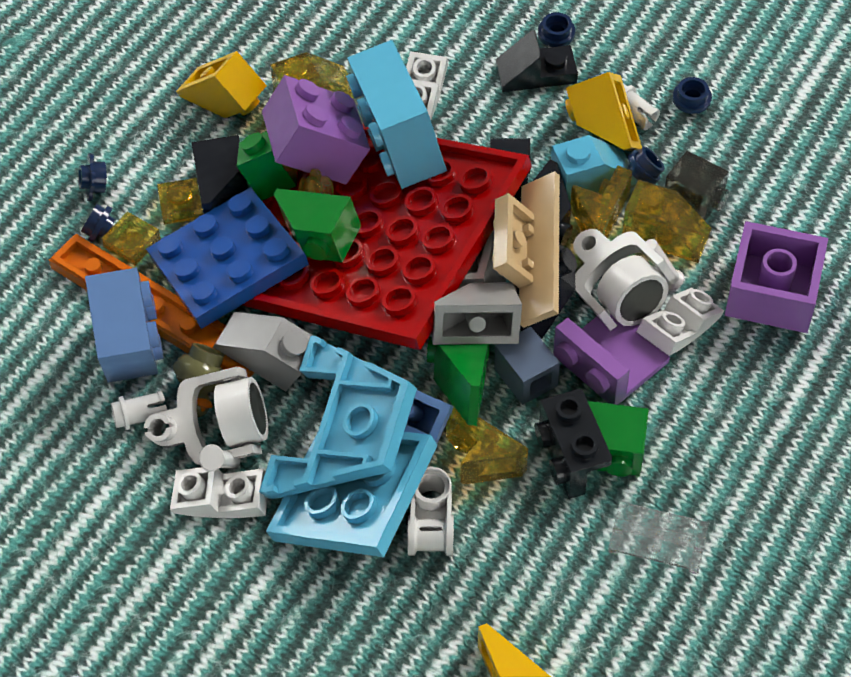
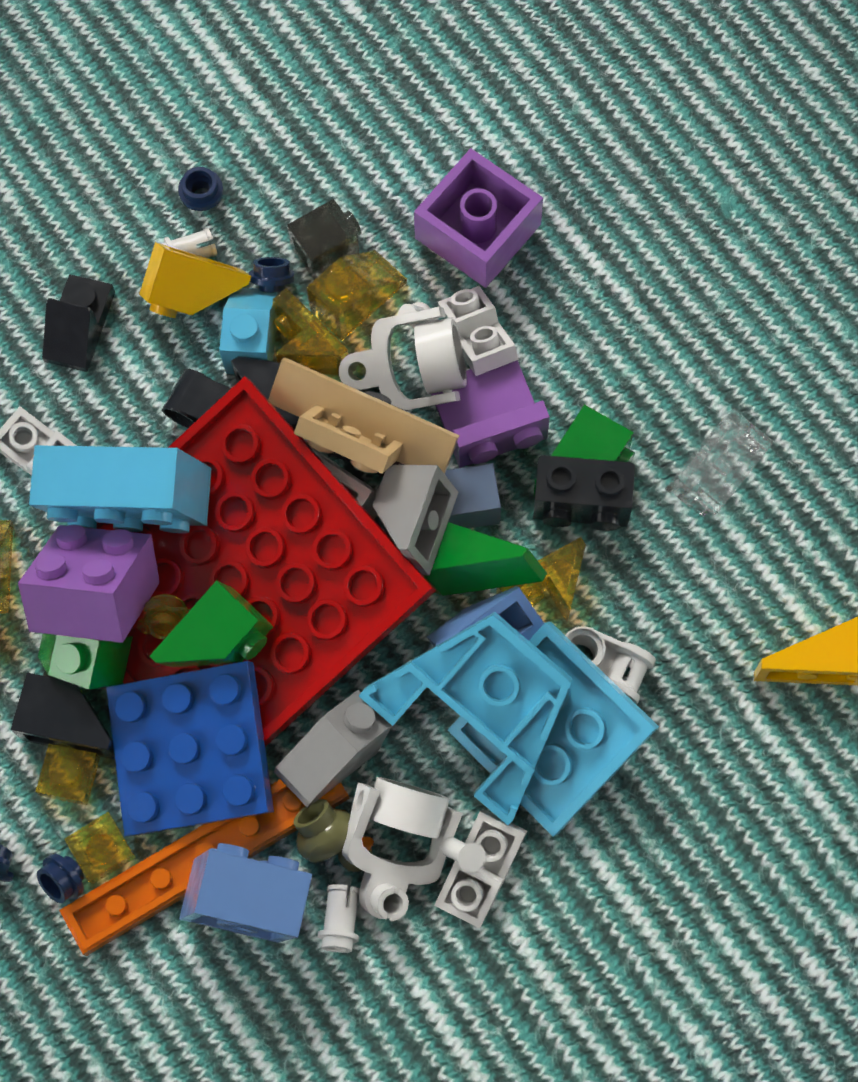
camera: 65 degrees left, 15 degrees up
(556, 30) = (33, 270): dark blue plate -> none

